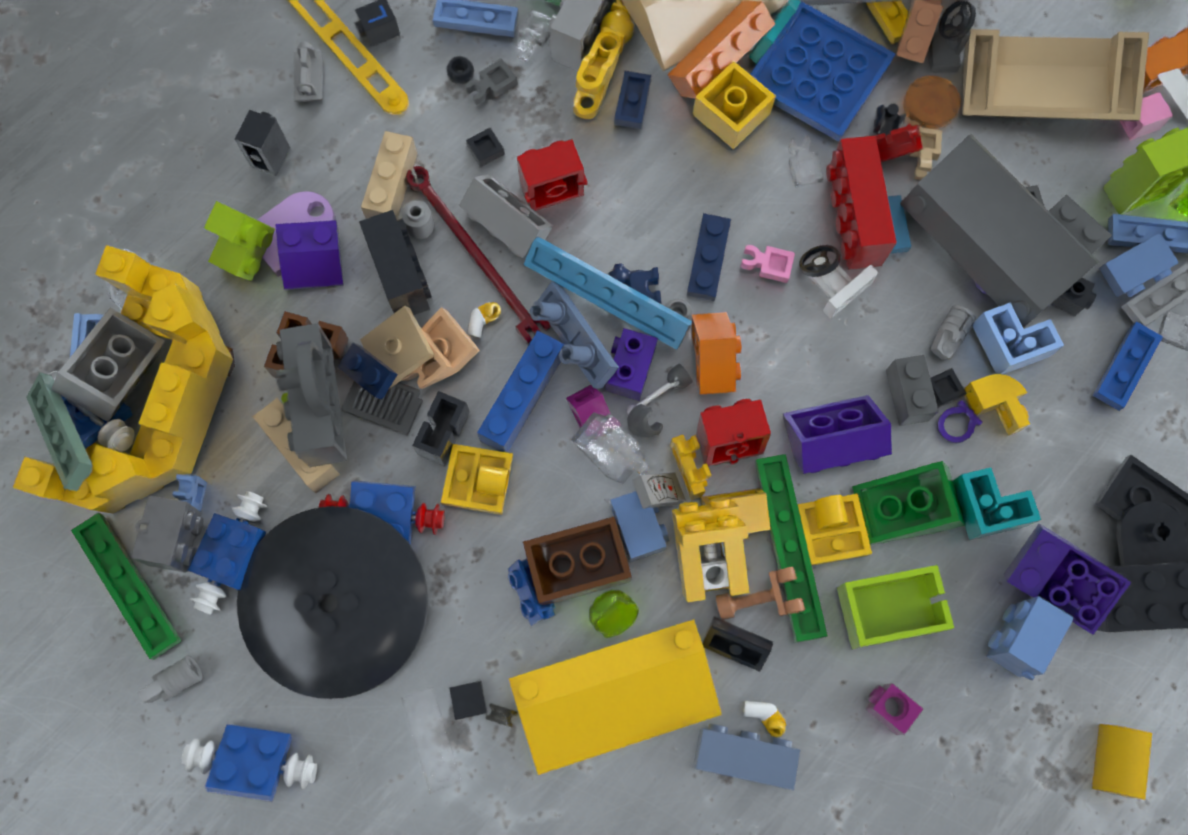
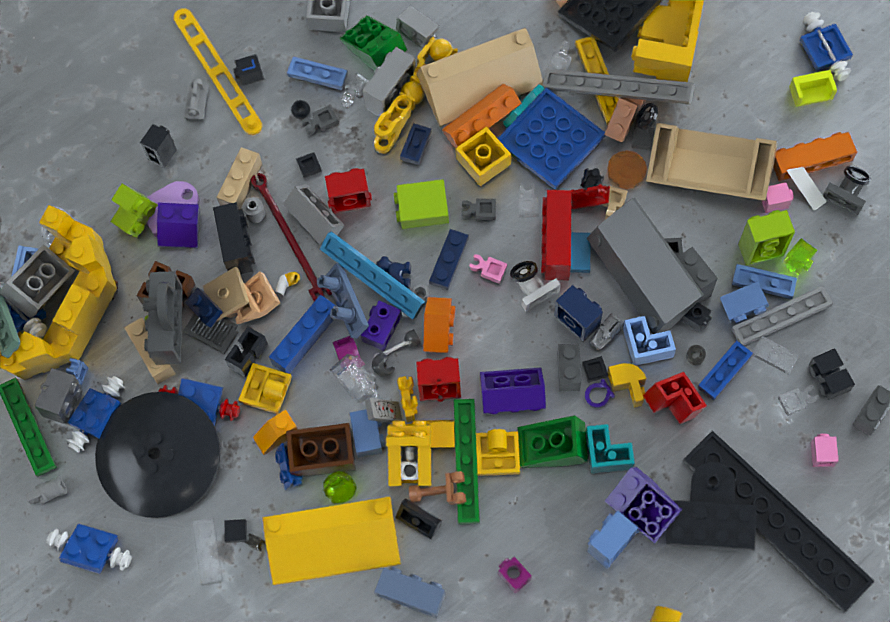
camera: 15 degrees right, 5 degrees down
(503, 543) = (274, 432): none -> light orange slope
(657, 183) = (421, 204): none -> lime brick
(745, 180) = (483, 209): none -> dark grey plate
(768, 714) = (431, 568): arm -> none
(894, 607) = (526, 508): lime piece -> none
(913, 310) = (578, 312): none -> dark blue brick
(1077, 413) = (678, 395): none -> red brick
(1089, 344) = (694, 348): none -> clear smoke bush

